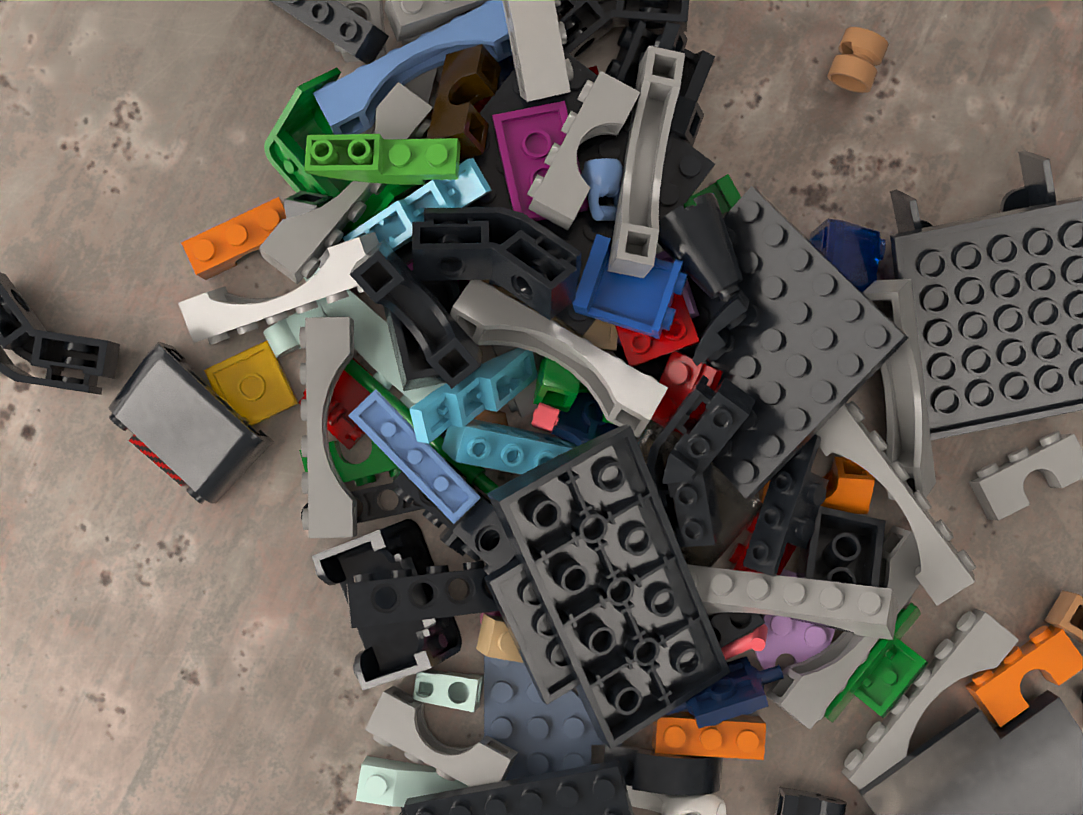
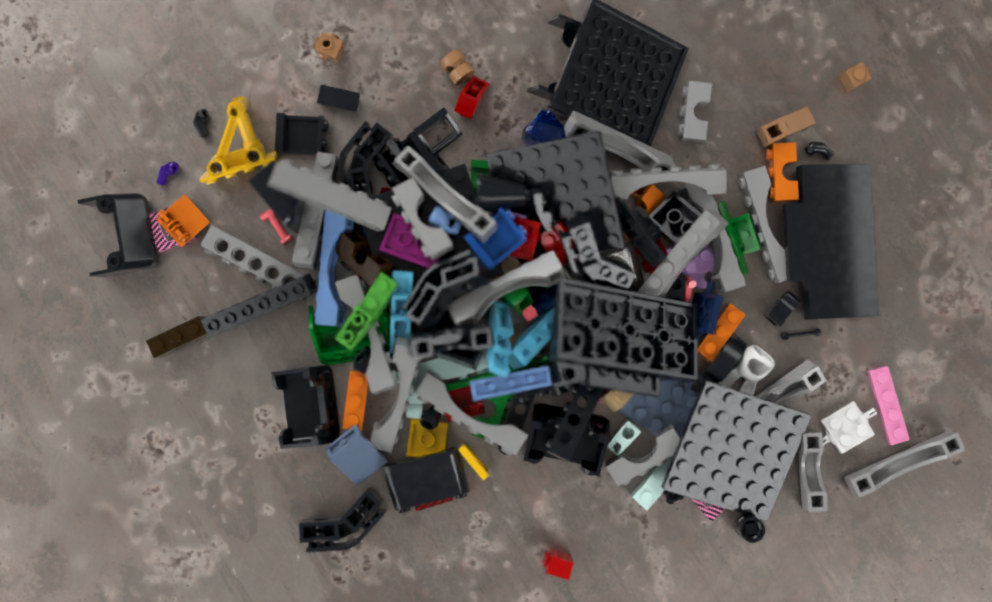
camera: 55 degrees left, 0 degrees up
(151, 290) = (355, 455): none -> sand blue panel
(184, 172) = (308, 406): none -> black windscreen
(184, 713) = (558, 564): none -> red brick
(261, 479) = (474, 460): none -> yellow tile
(283, 370) = (430, 418): none -> black cone
(745, 78) = (433, 122): none -> black tile
(824, 112) = (471, 97): none -> red slope

